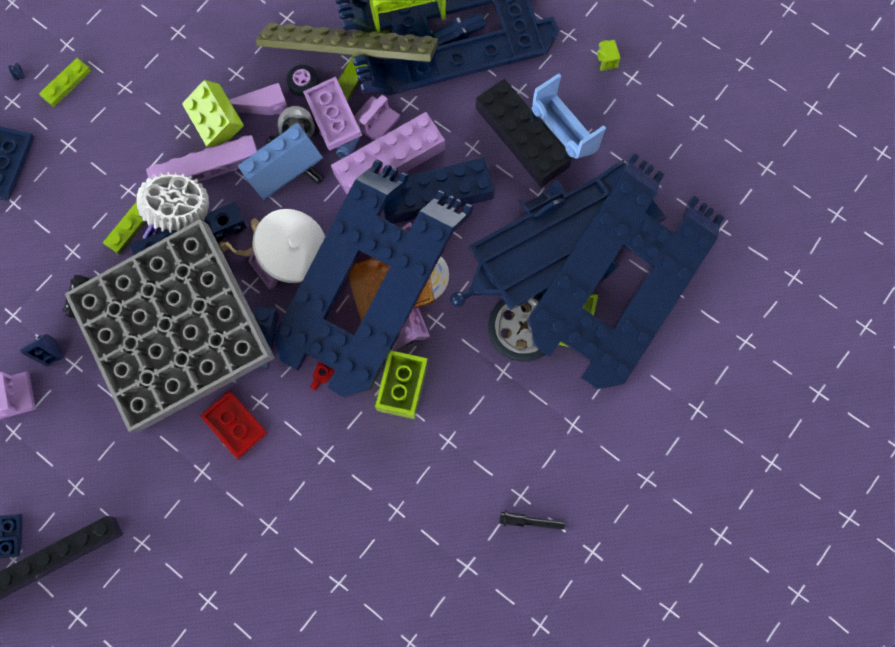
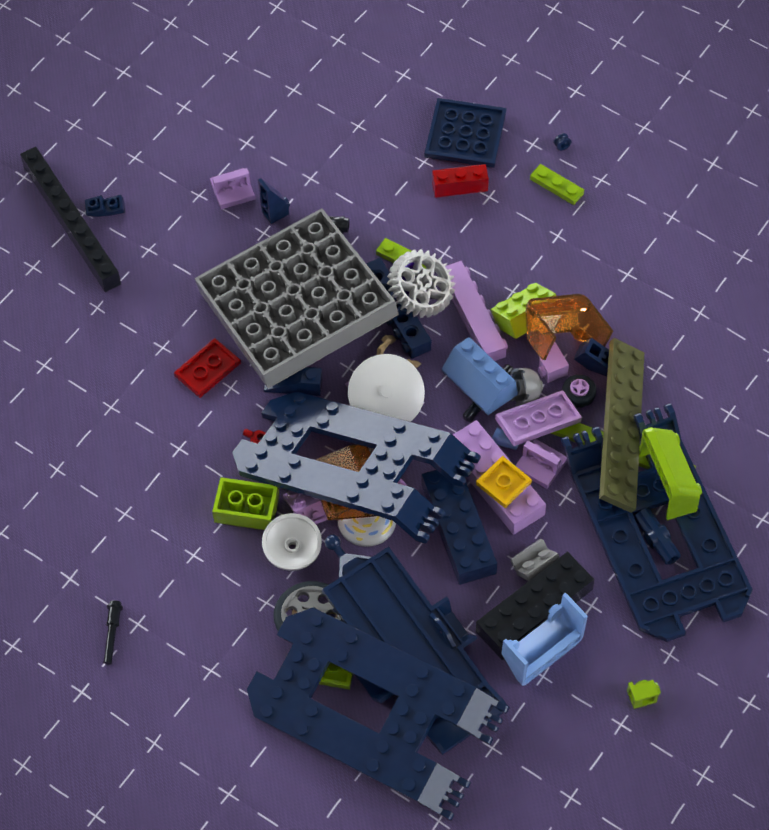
camera: 85 degrees right, 15 degrees down
(46, 166) = (460, 180): none -> red brick
(232, 66) = (561, 315): none -> clear orange windscreen
(270, 62) = (593, 356): none -> dark blue slope
(403, 142) = (503, 482): none -> yellow tile
(450, 329) = (287, 531): none -> white dish
(478, 129) = (533, 560): none -> light grey bracket

